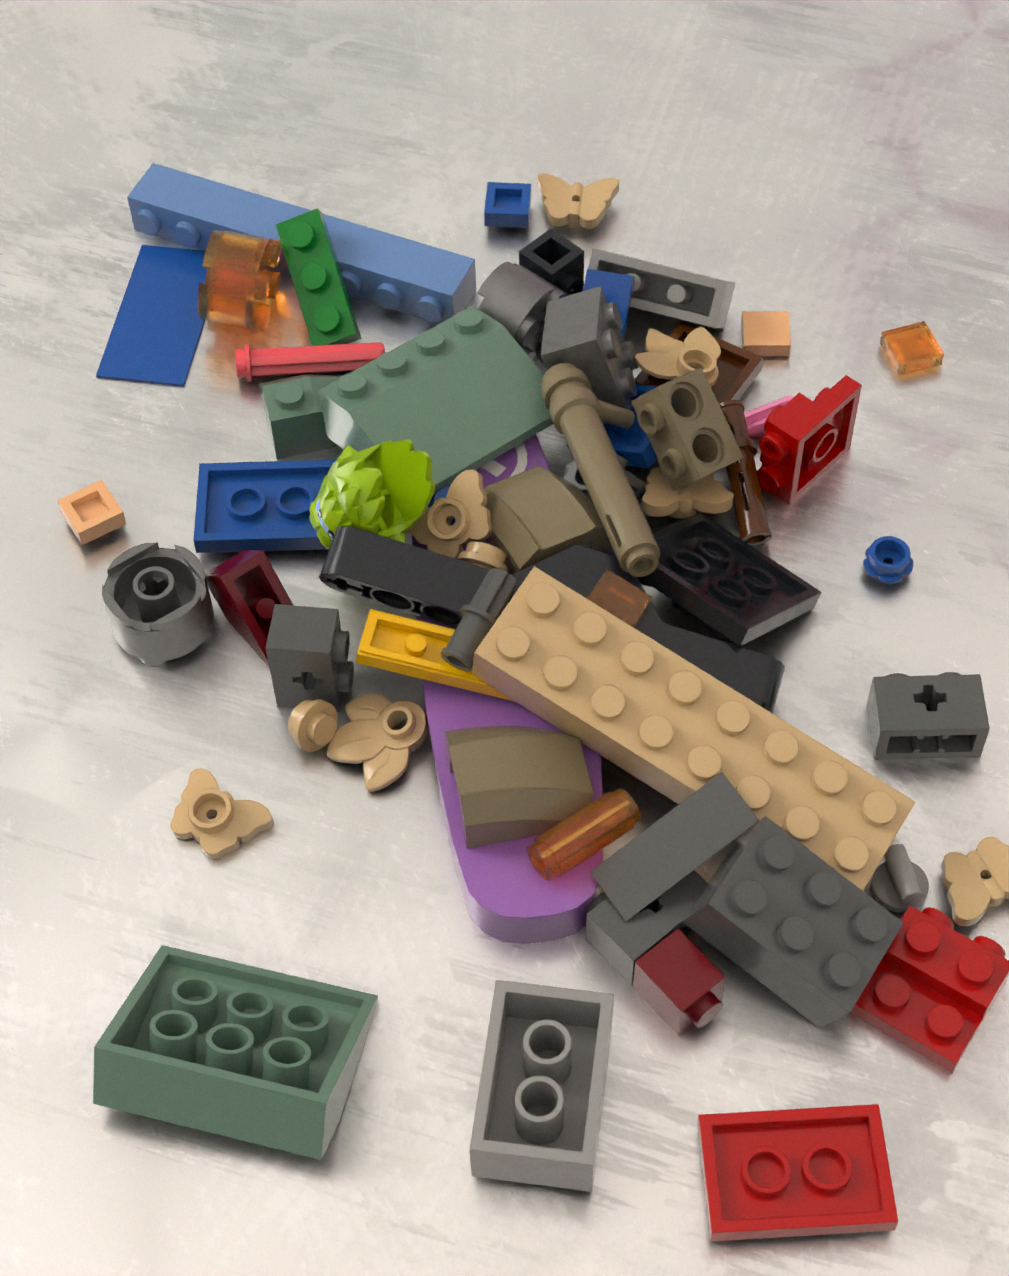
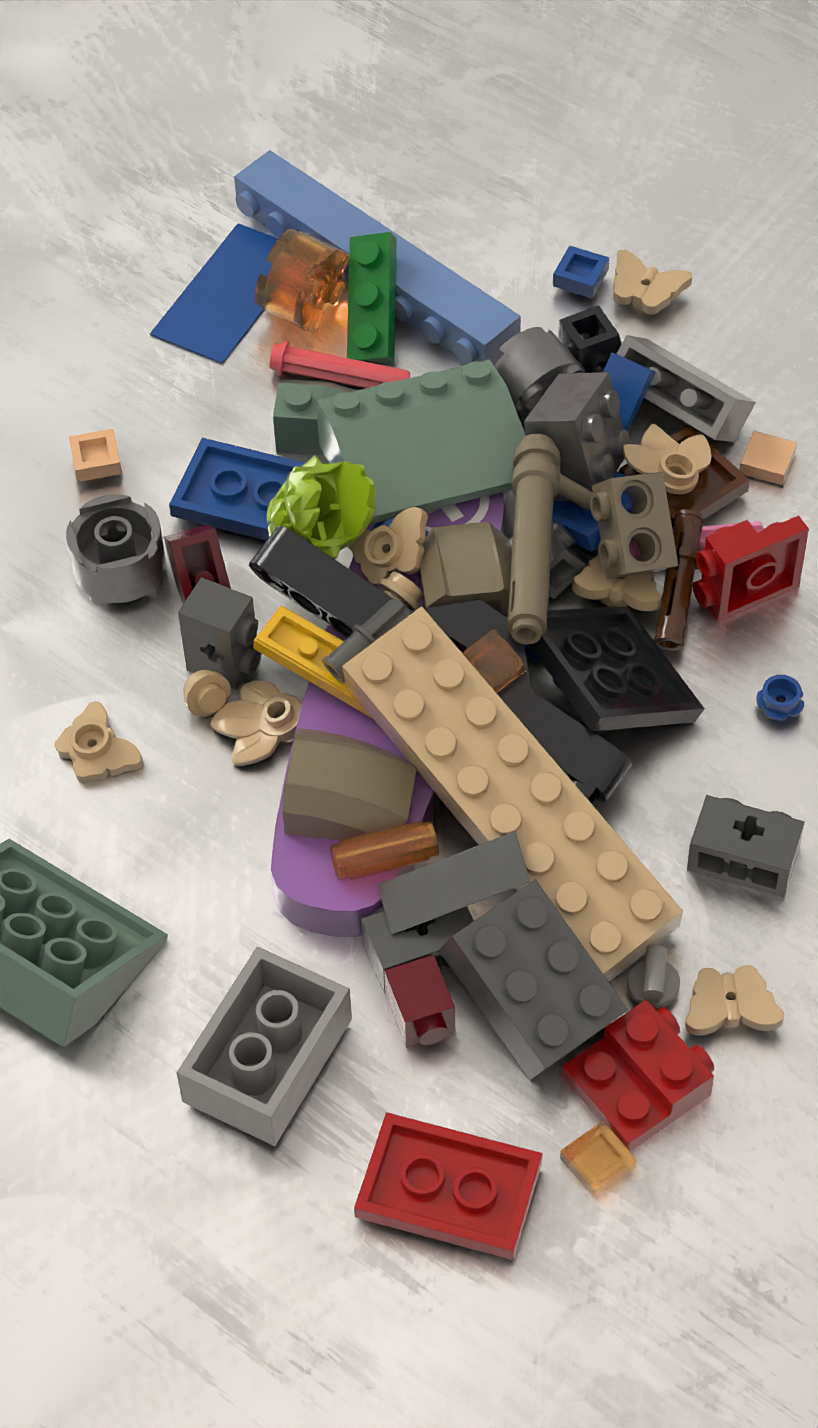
camera: 20 degrees right, 0 degrees up
(929, 1090) = (598, 1159): none -> clear orange tile

